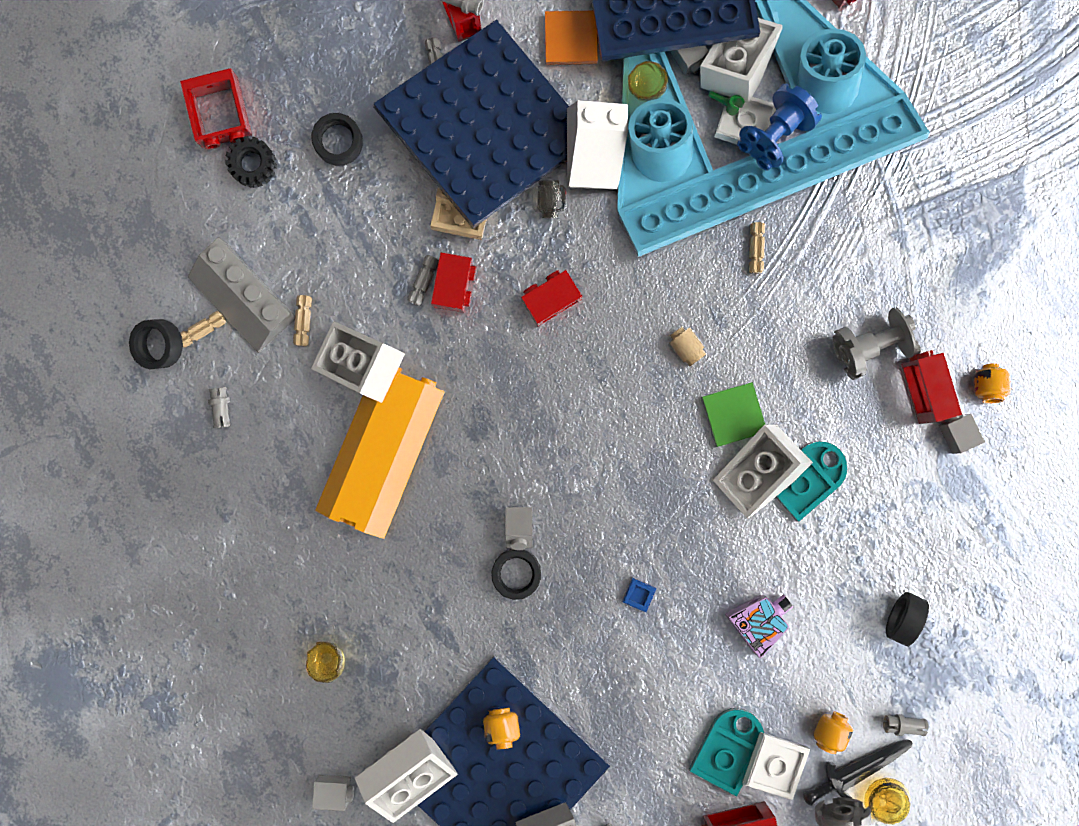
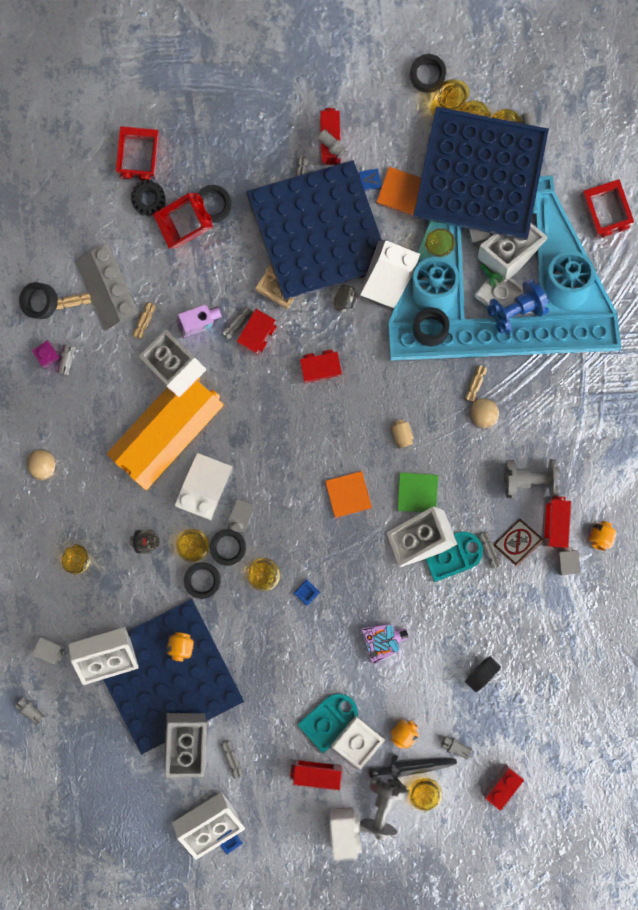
camera: 15 degrees right, 0 degrees up
(191, 409) = (46, 354): none -> magenta brick
(236, 554) = (41, 464): none -> tan hair
(288, 189) = (167, 225): none -> red window
(362, 302) = (190, 323): none -> lavender torso
(406, 605) = (145, 541): none -> clear smoke head
(456, 507) = (203, 486): none -> white slope
(467, 580) = (192, 545): none -> clear yellow hat
(501, 649) = (197, 594): none -> black tyre
(527, 36) = (370, 179): none -> blue tile
(580, 586) = (269, 574): none -> clear yellow hat
(646, 448) = (348, 494): none -> orange tile
(675, 176) = (433, 313): none -> black tyre
(782, 281) = (484, 413): none -> tan hair
(853, 454) = (489, 550): none -> light grey axle
(889, 431) = (518, 542): none -> piece
(986, 756) = (503, 787): none -> red brick

